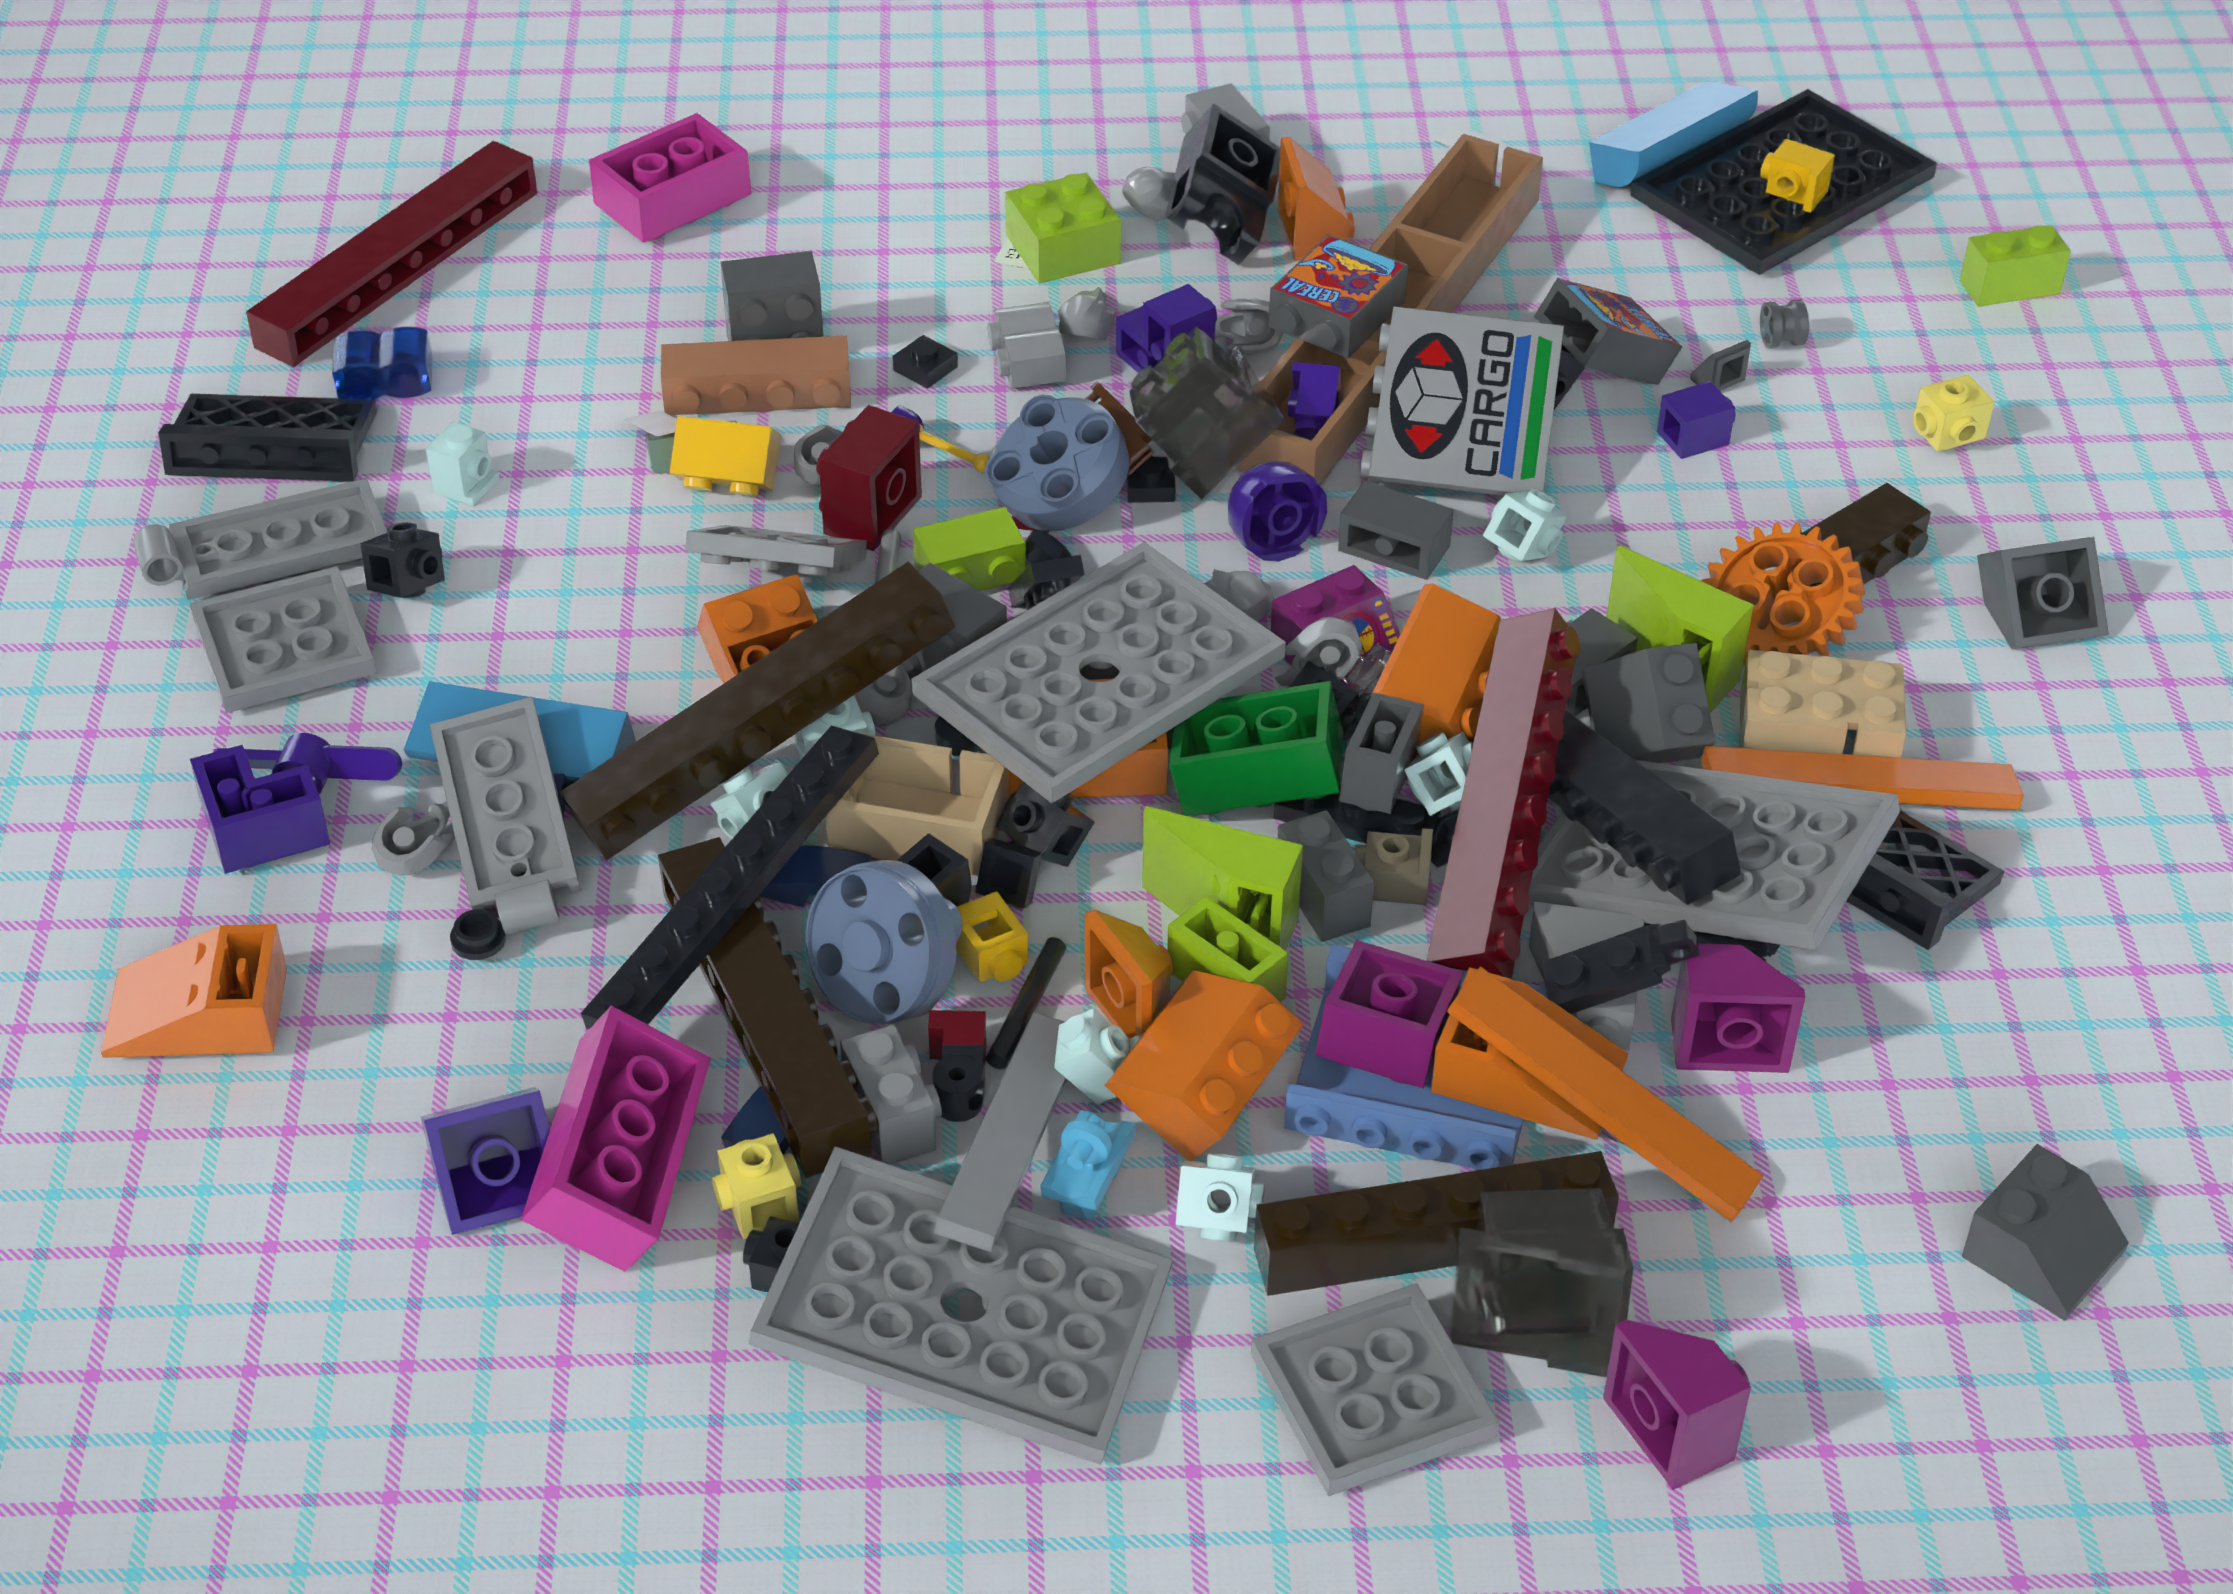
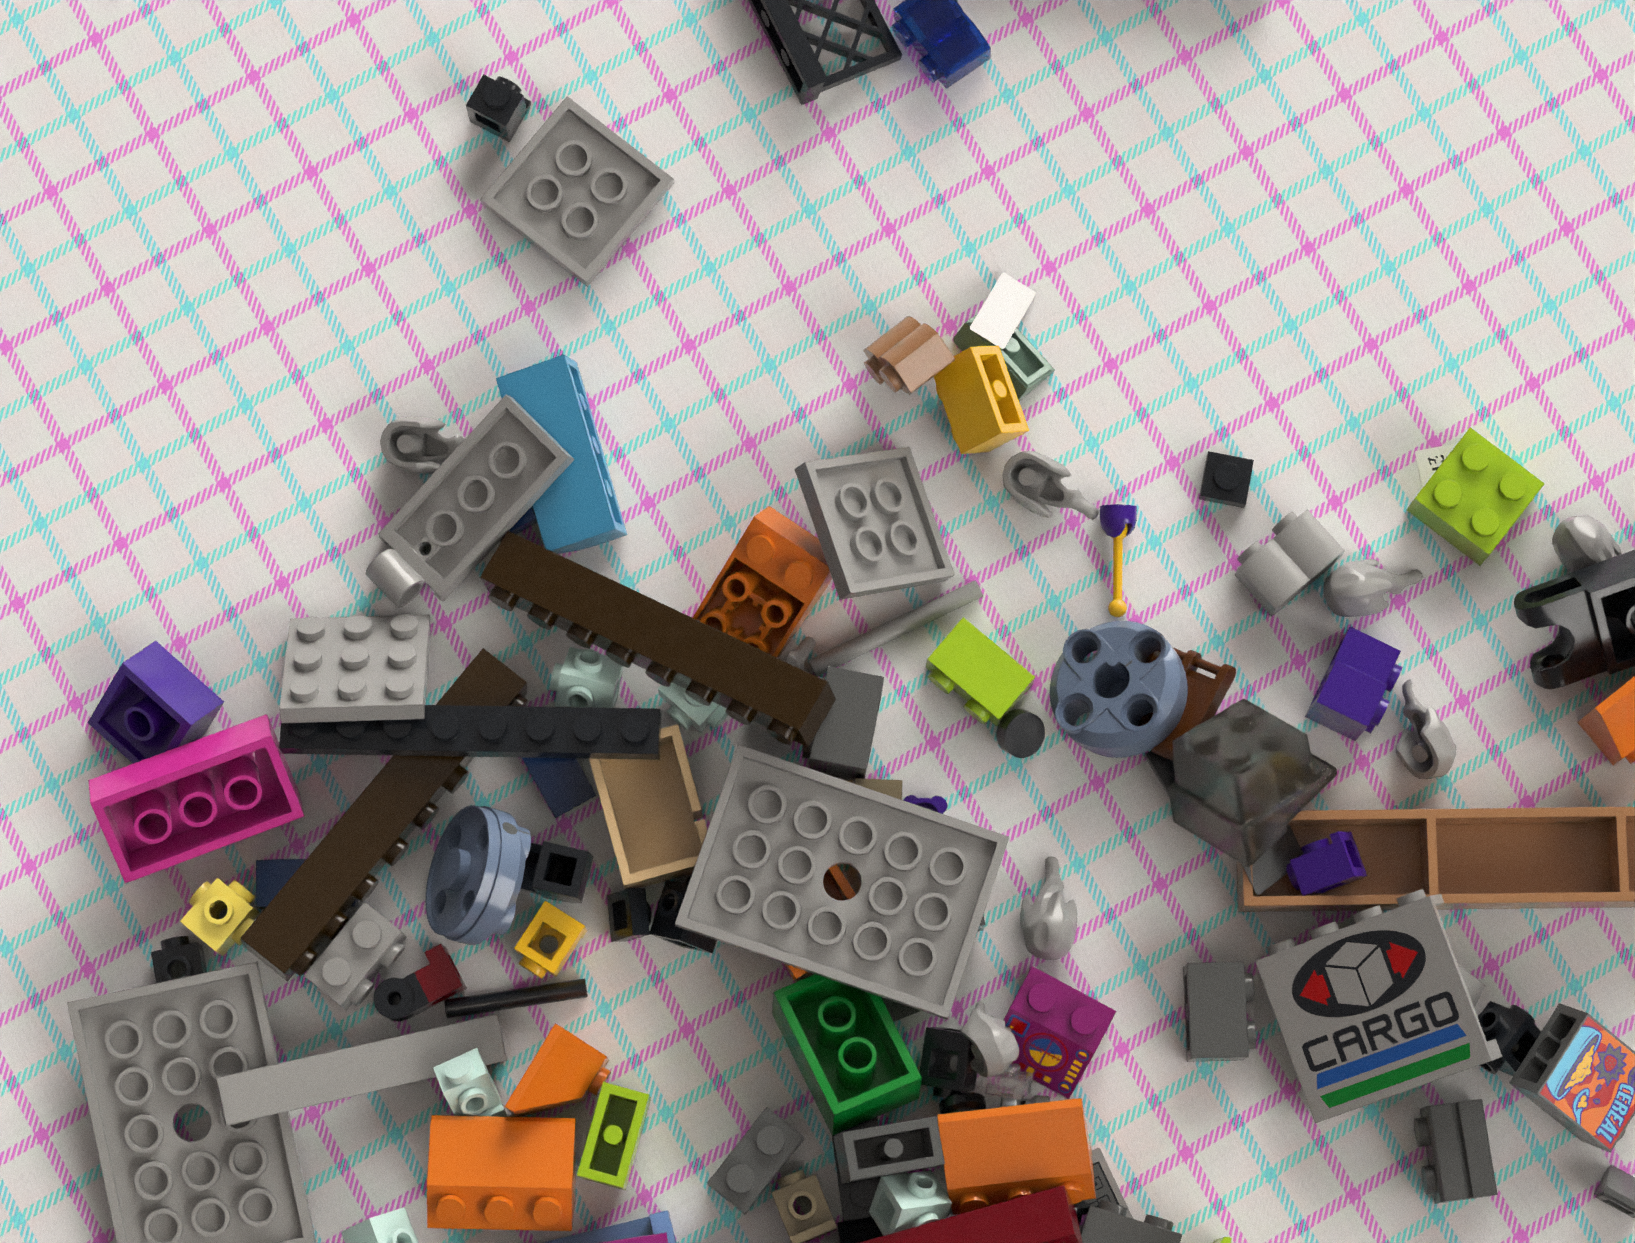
camera: 60 degrees right, 35 degrees up
(145, 640) = (497, 106): none -> black brick
(201, 996) = (181, 404): orange slope -> none
(260, 816) = (361, 312): dark purple brick -> none
(261, 540) = (680, 97): light grey hinge -> none
(328, 760) = (450, 311): dark purple piece -> none
(402, 561) = (702, 229): black brick -> none
(461, 464) = (851, 190): light aqua brick -> none
(477, 935) = (355, 554): black plate -> none
(593, 951) = (355, 668): none -> light grey plate
(646, 470) = (907, 356): none -> medium nougat brick
(670, 177) = (1332, 106): dark pink brick -> none
(755, 375) = (1108, 355): nougat brick -> none
(772, 297) = (1183, 323): dark grey brick -> none
(870, 476) = (1008, 541): dark red brick -> none
(1044, 580) = (946, 769): black plate -> none
(1086, 1163) = (367, 1137): medium azure hips -> none
(1235, 868) = (685, 1108): lime slope -> none
(1276, 509) = (1169, 898): dark purple cylinder -> none
(1337, 295) = (1451, 824): brick -> none
(1512, 526) = (1271, 1125): light aqua brick -> none
(1622, 438) = (1456, 1151): none -> dark grey brick
(1696, 419) = (1527, 1205): dark purple brick -> none

